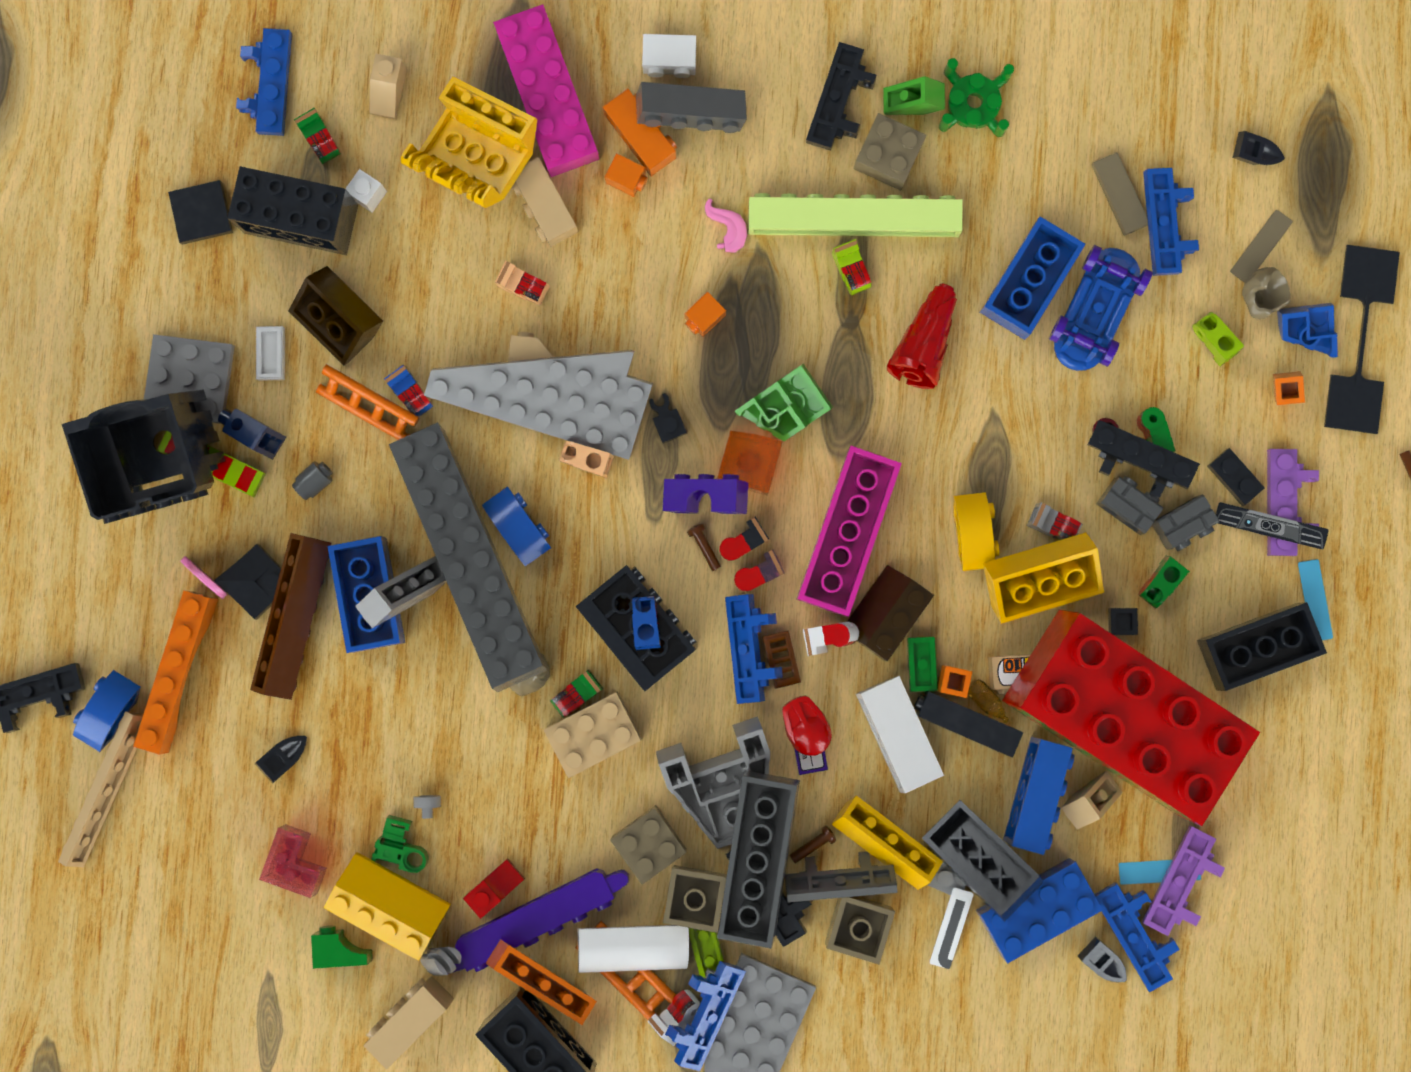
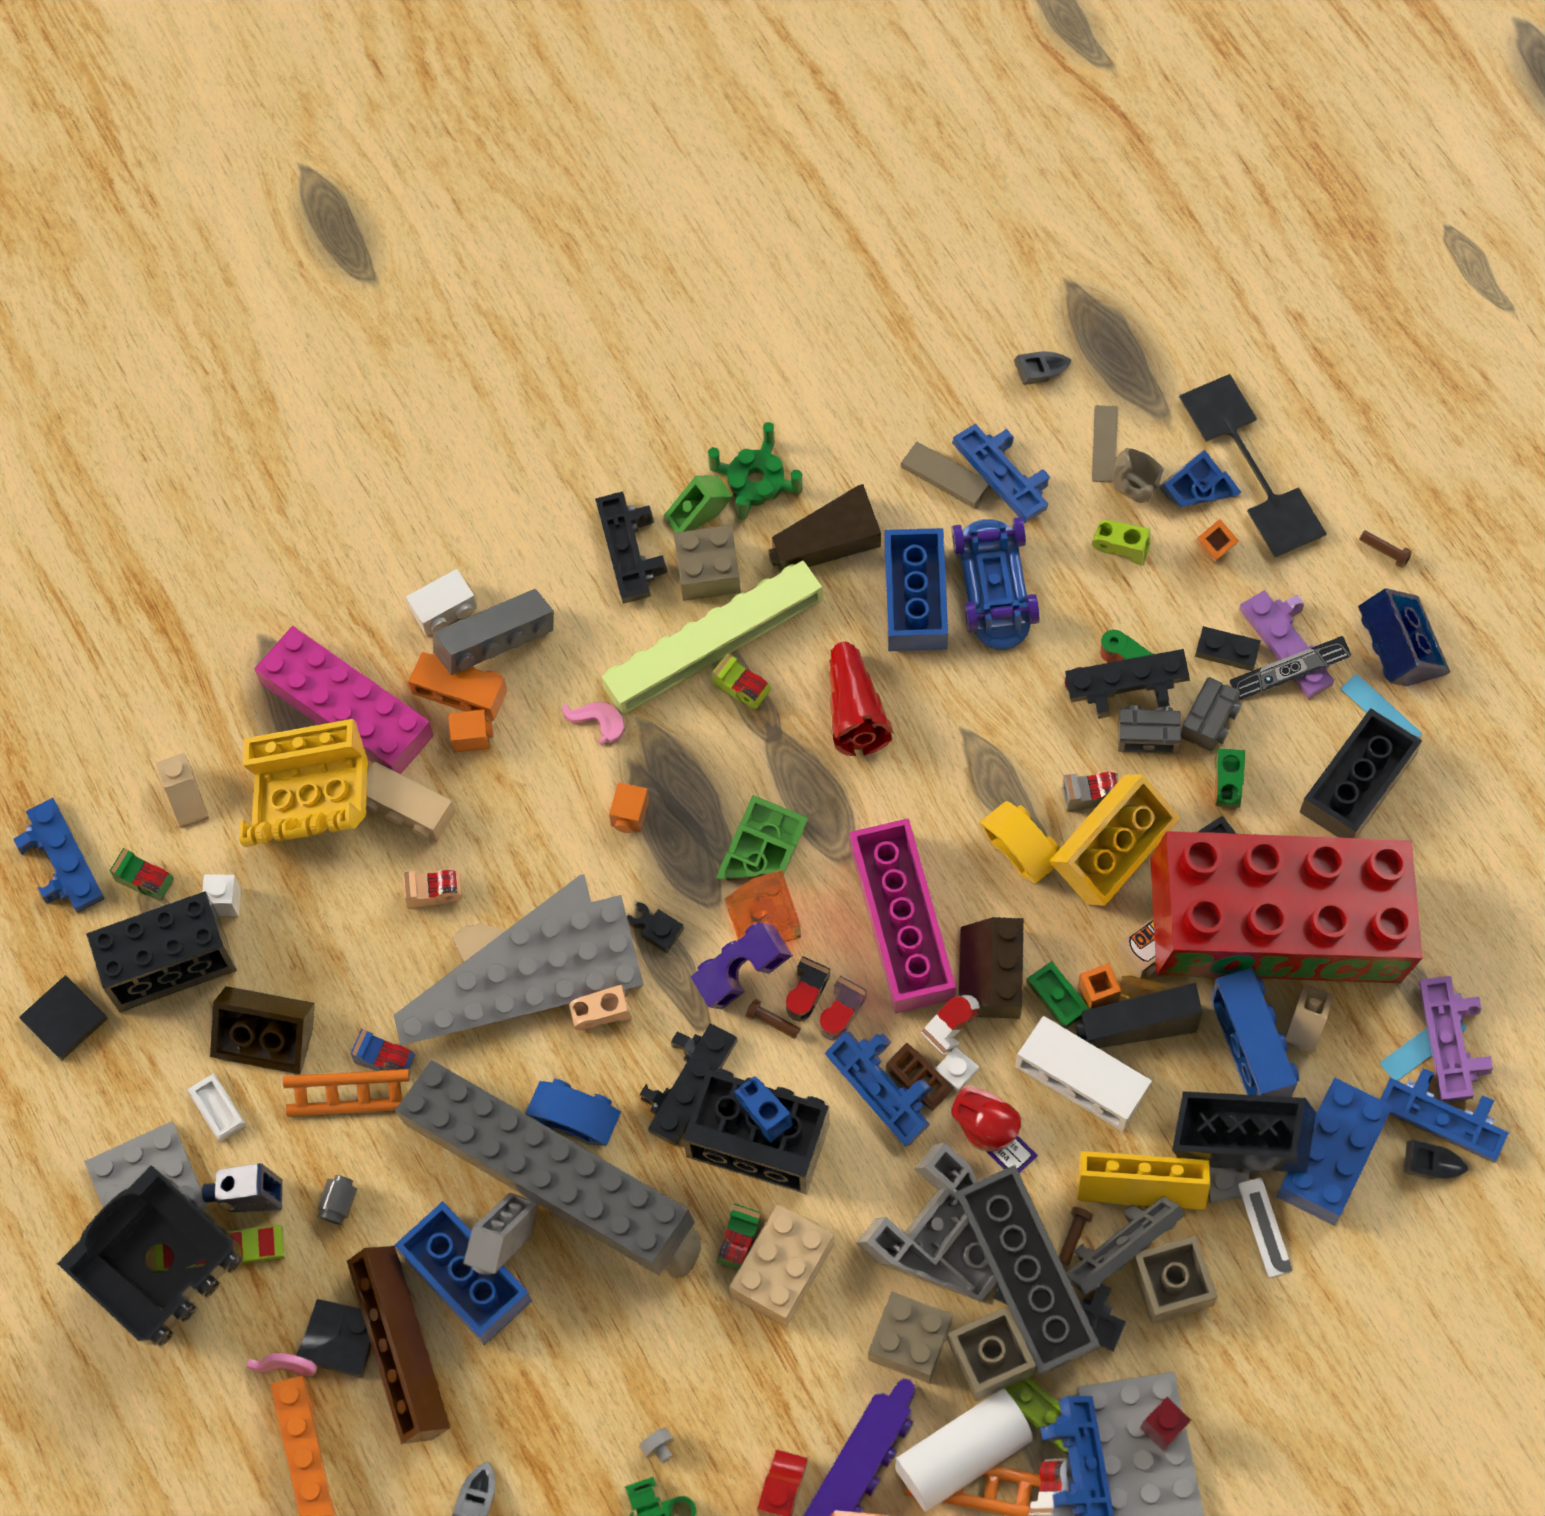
camera: 30 degrees left, 20 degrees down
(597, 566) = (675, 1106): none -> black hinge
(781, 1026) = (1165, 1424): none -> dark red brick
(812, 670) = (957, 1069): none -> white plate
(998, 187) = (829, 533): none -> dark brown slope
(1373, 556) = (1403, 638): none -> clear blue slope

